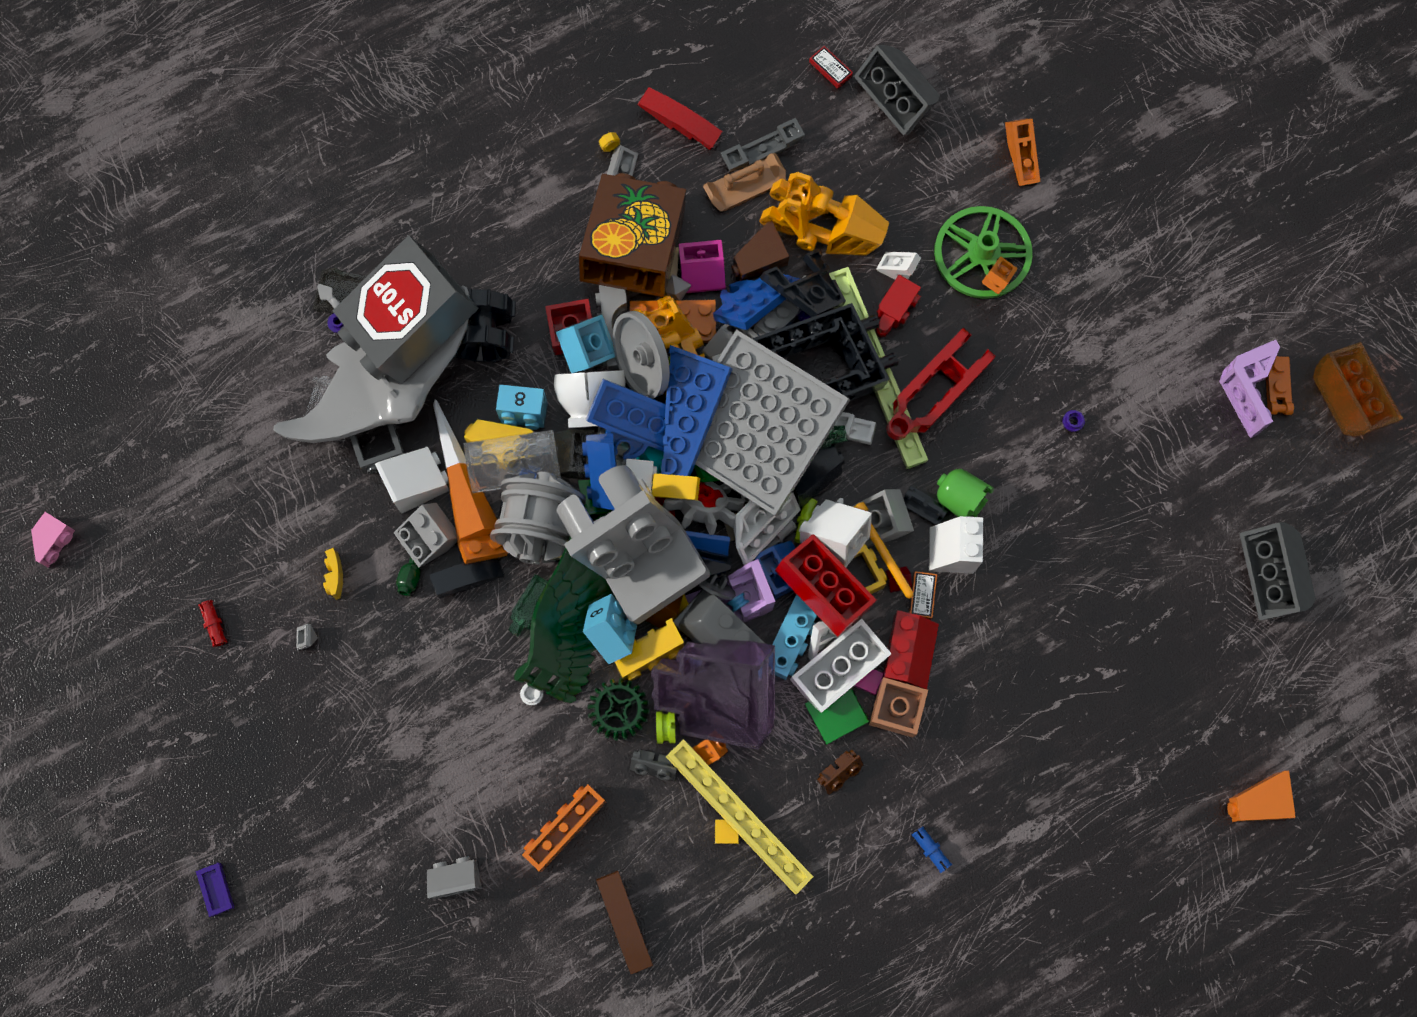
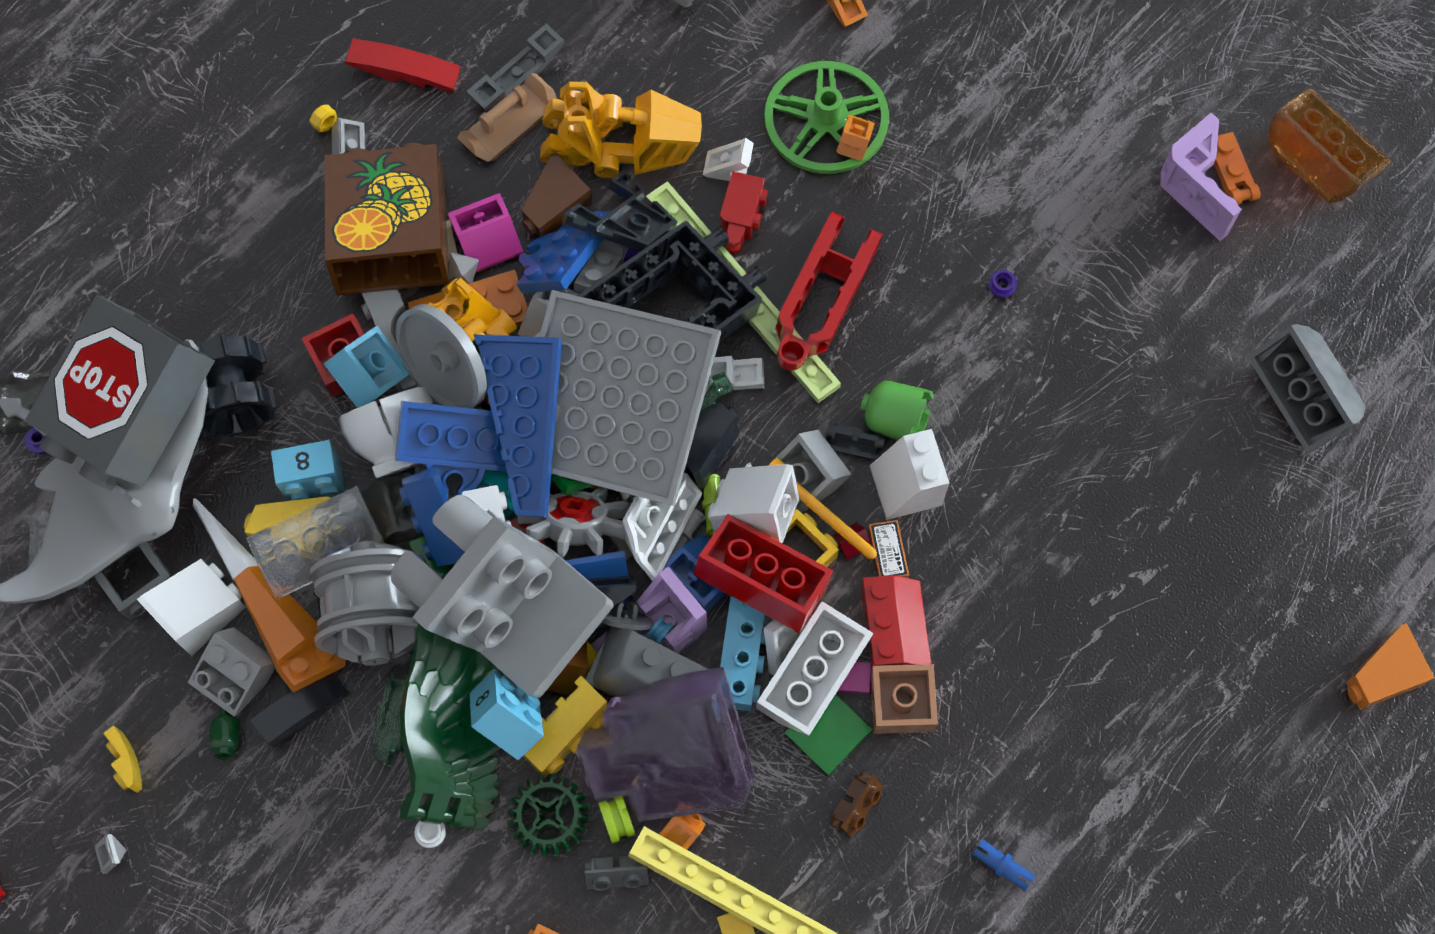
camera: 15 degrees left, 5 degrees down
(675, 487) = (536, 508): yellow tile -> none

